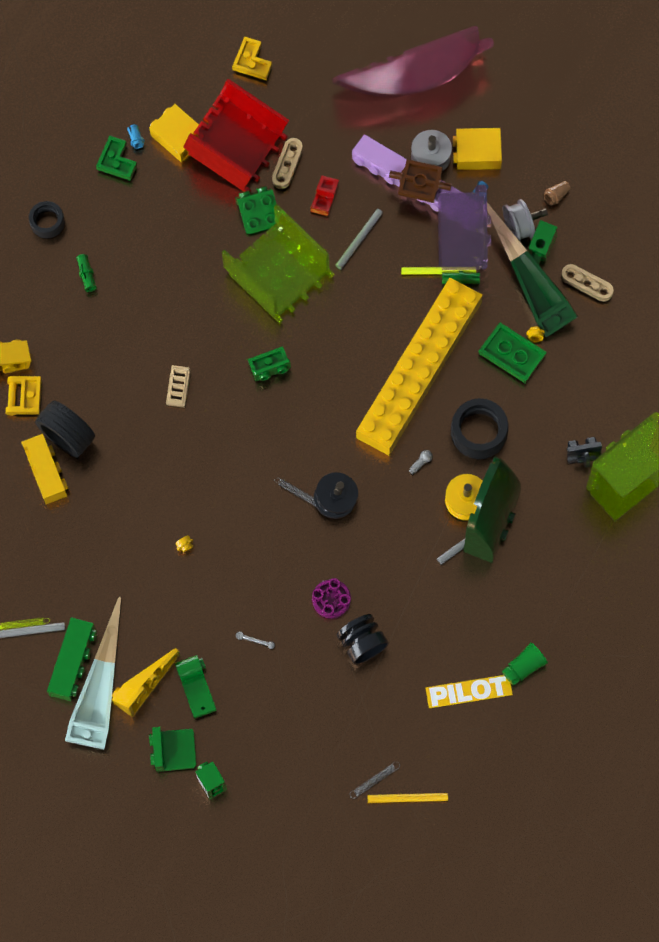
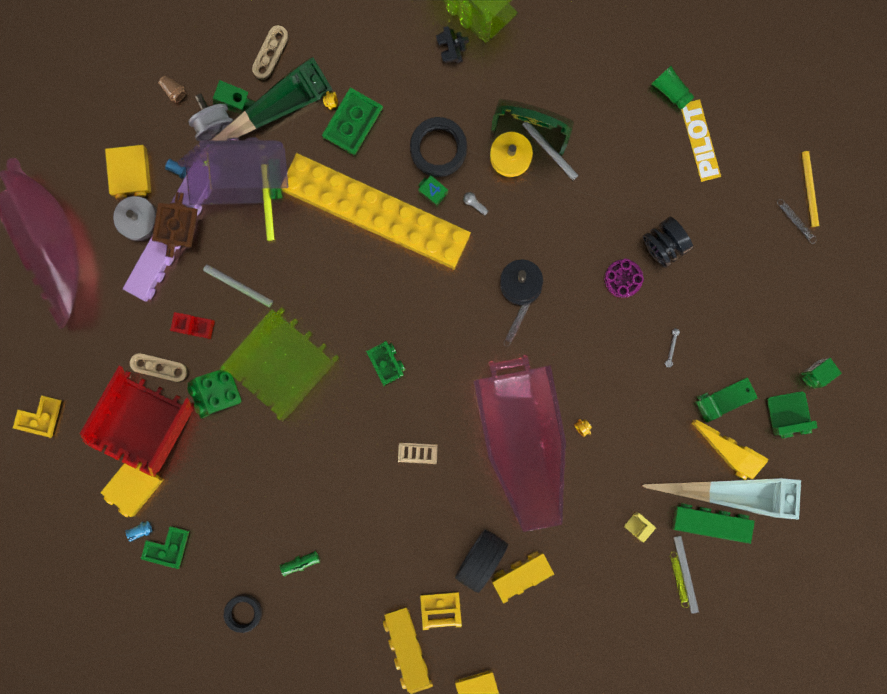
camera: 100 degrees left, 15 degrees up
(79, 589) = (639, 527): none -> light yellow panel
(176, 474) = (525, 440): none -> clear pink windscreen
(436, 421) = (432, 190): none -> green brick

